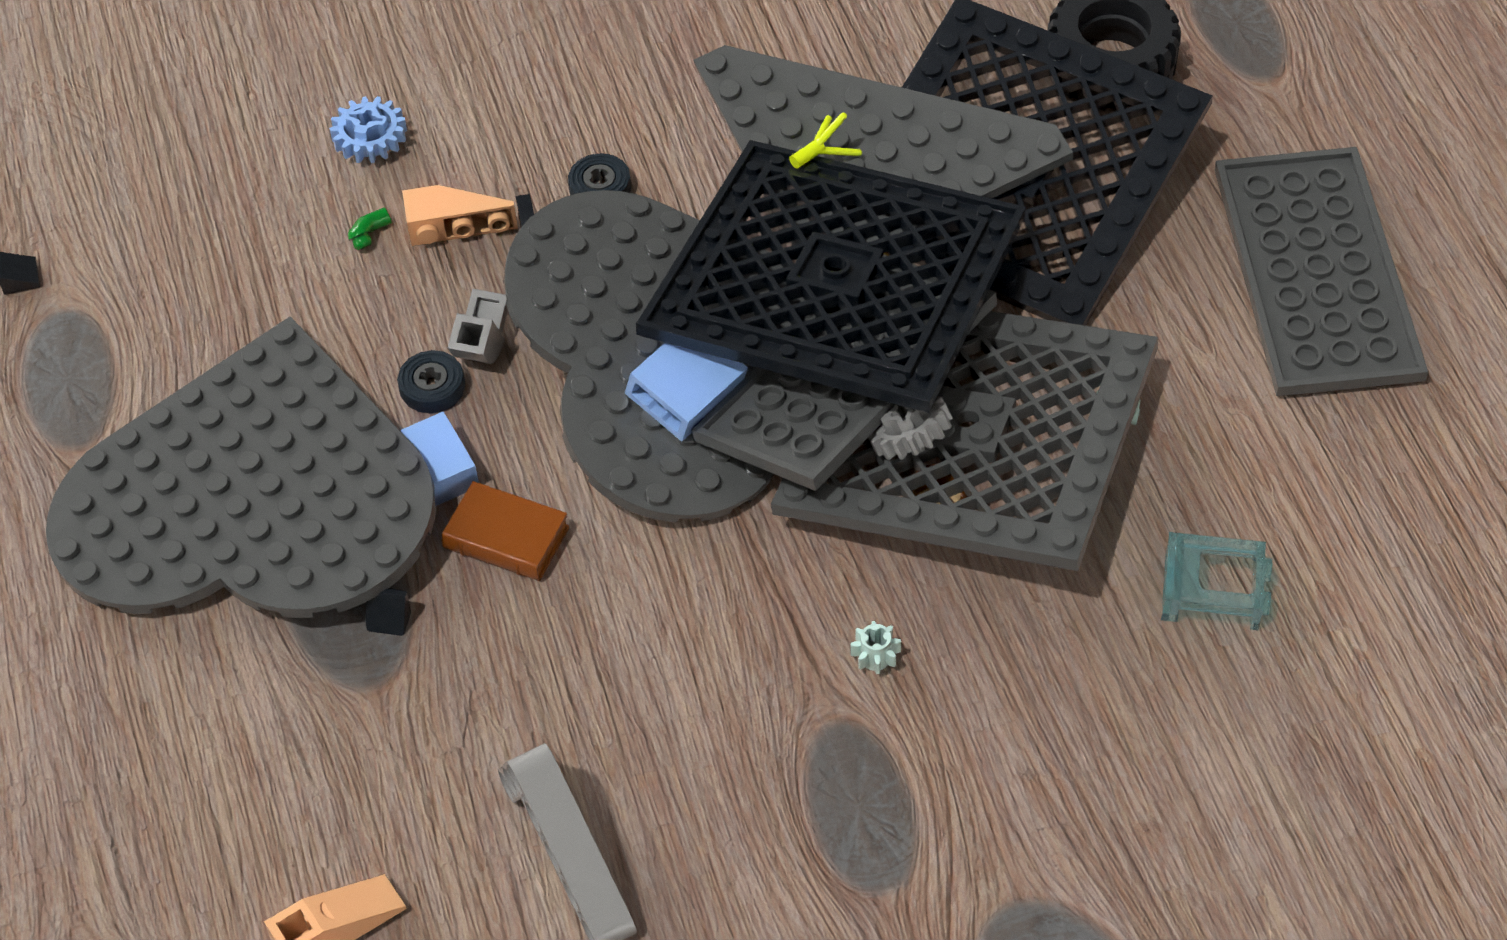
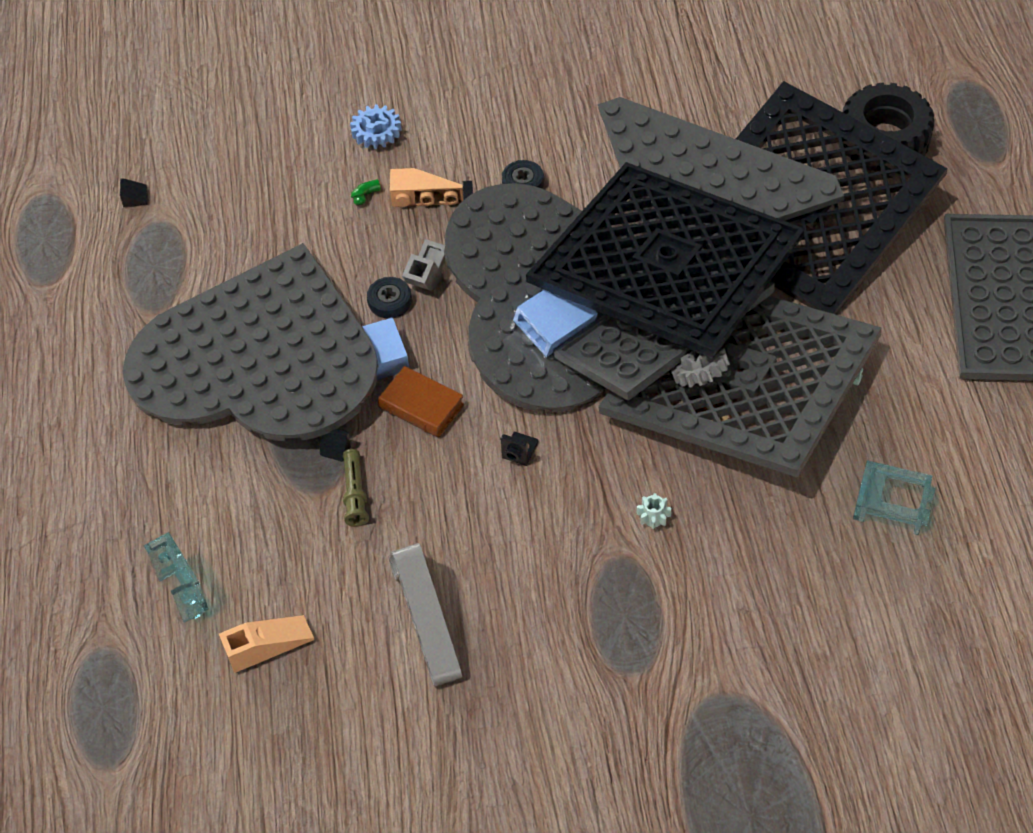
camera: 10 degrees right, 0 degrees up
(166, 819) = (168, 560): none -> clear light blue window
(431, 686) = (355, 497): none -> olive pin
(660, 580) = (516, 447): none -> black bracket
(817, 145) = (670, 171): neon yellow plant -> none

